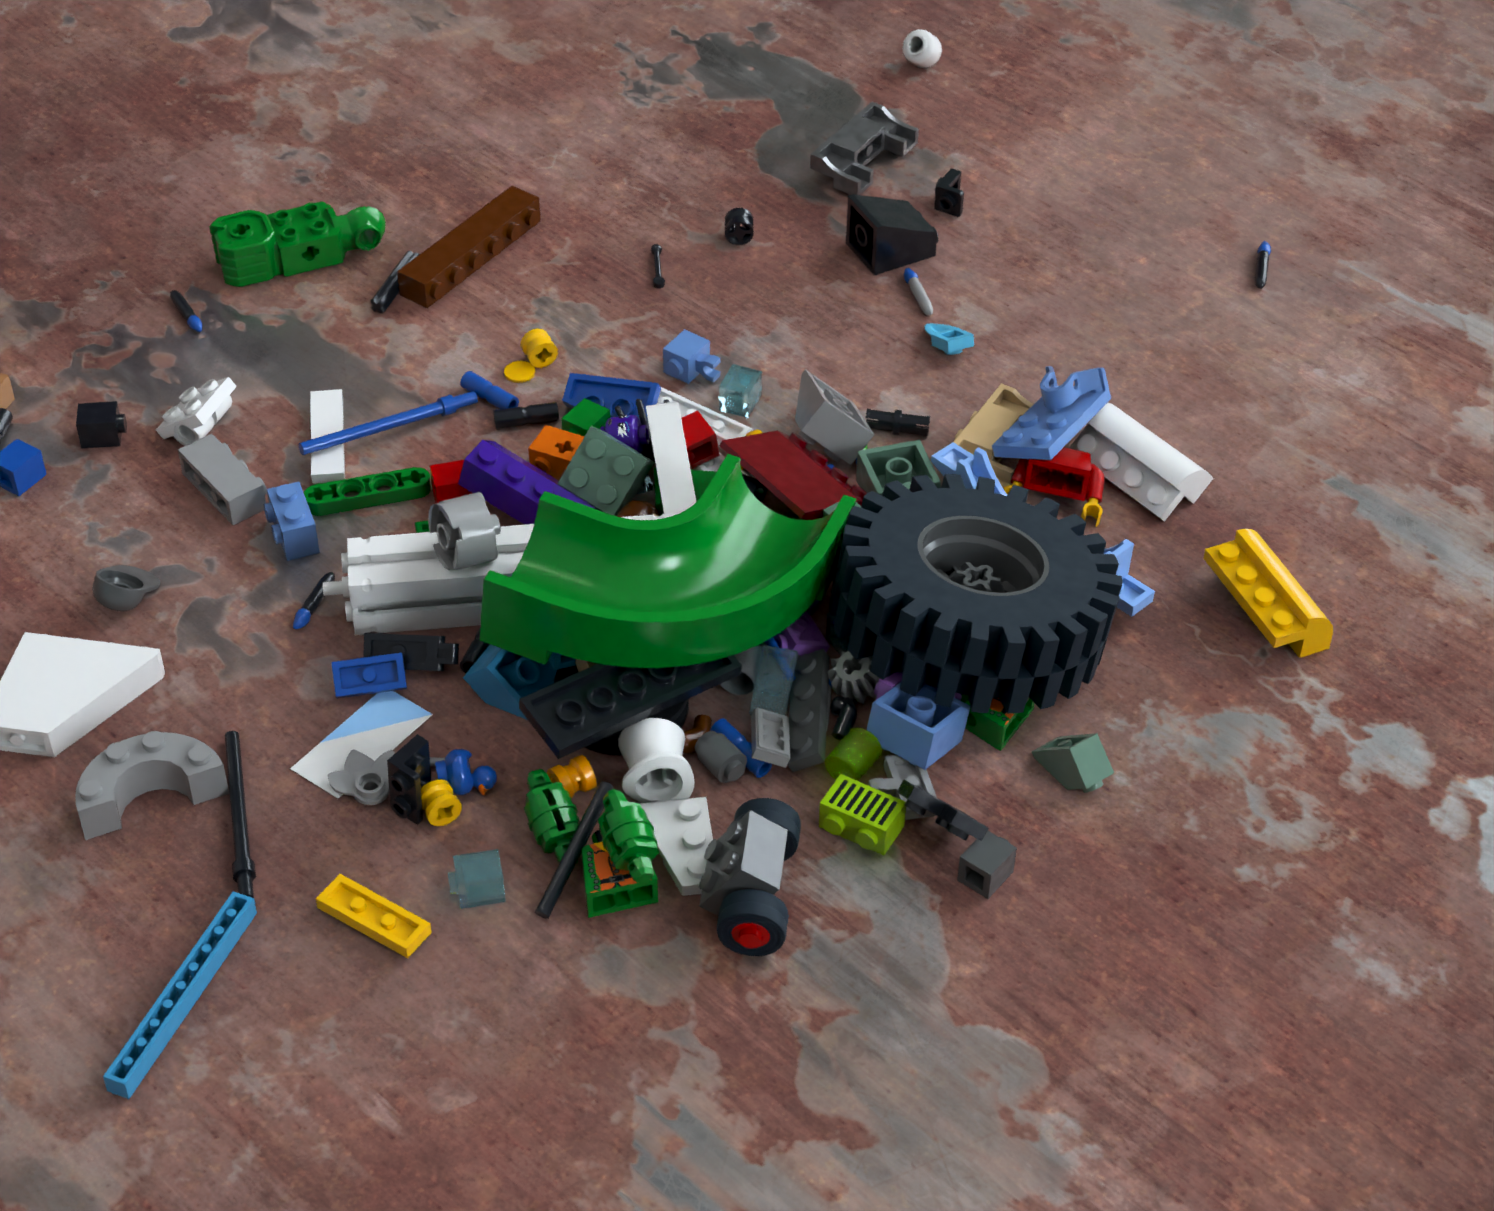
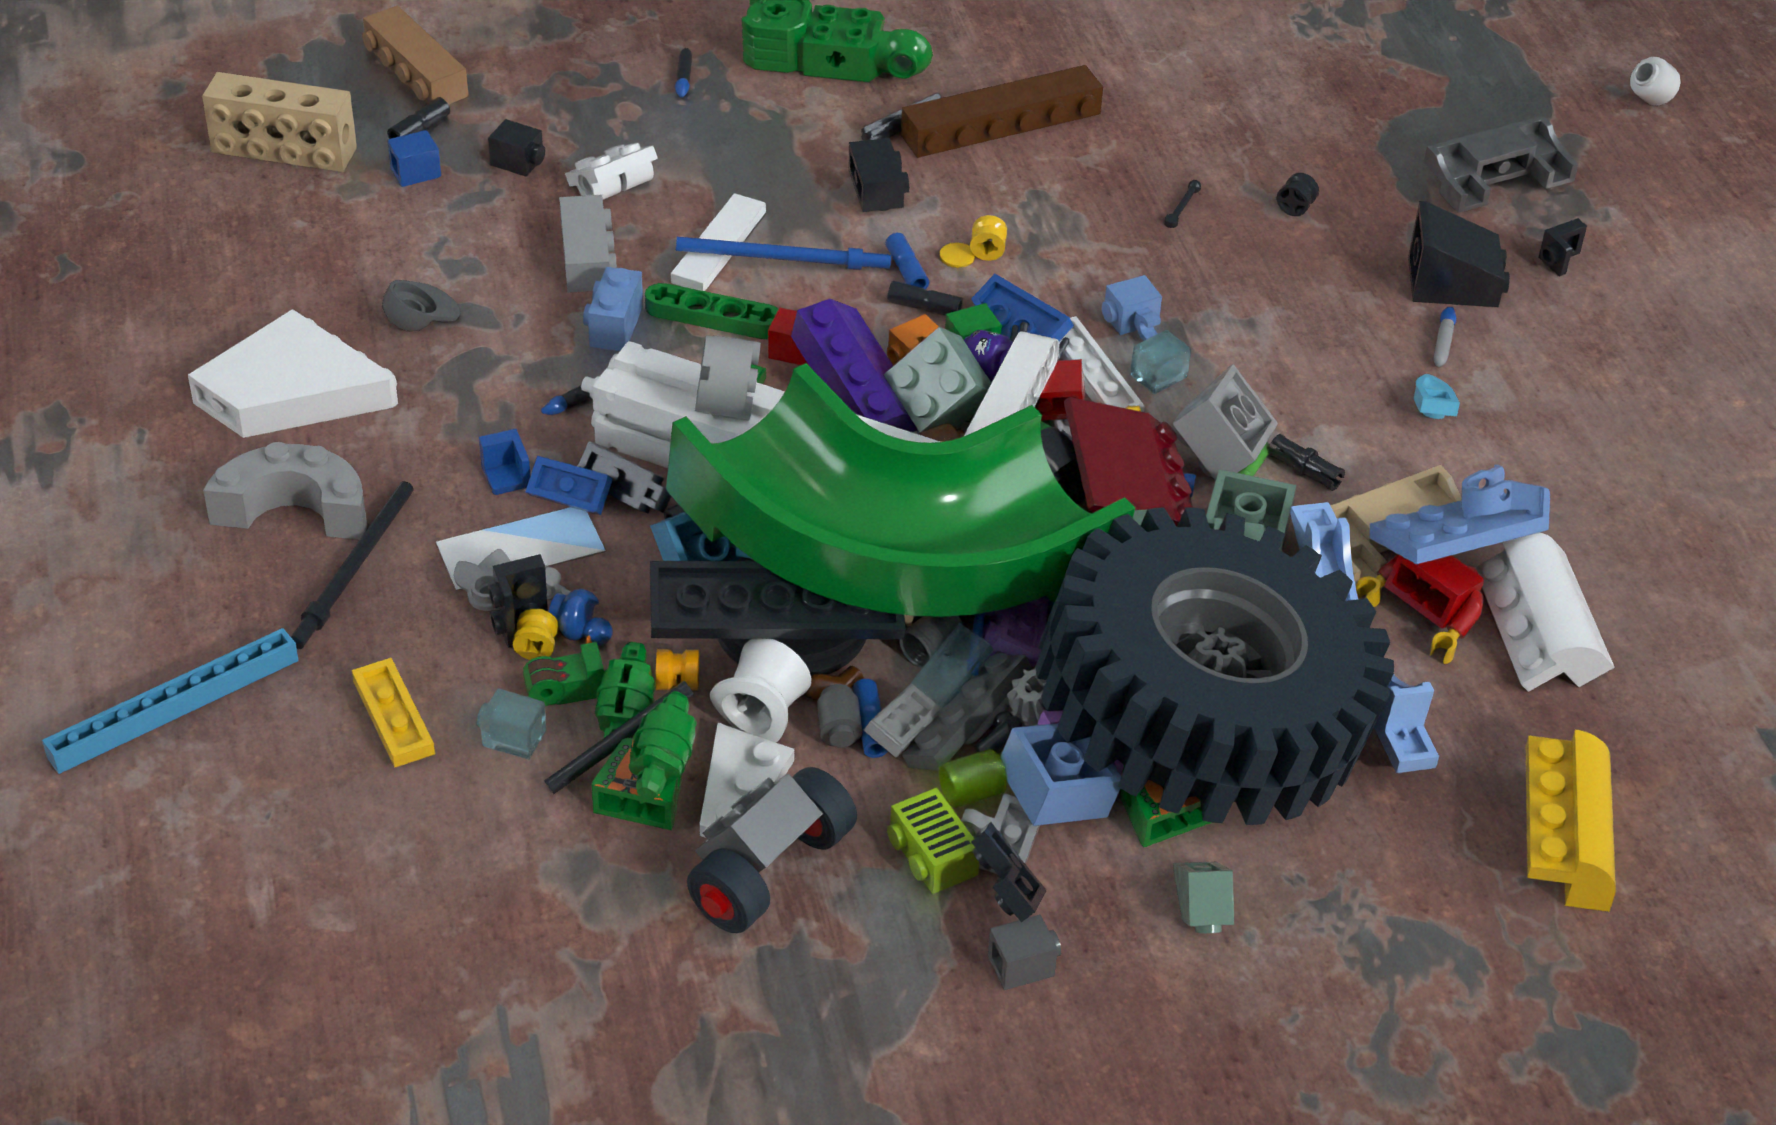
camera: 30 degrees right, 0 degrees up
(301, 679) = (504, 461): none -> blue panel
(416, 332) = (877, 175): none -> black brick
(490, 823) = (565, 677): none -> green leg

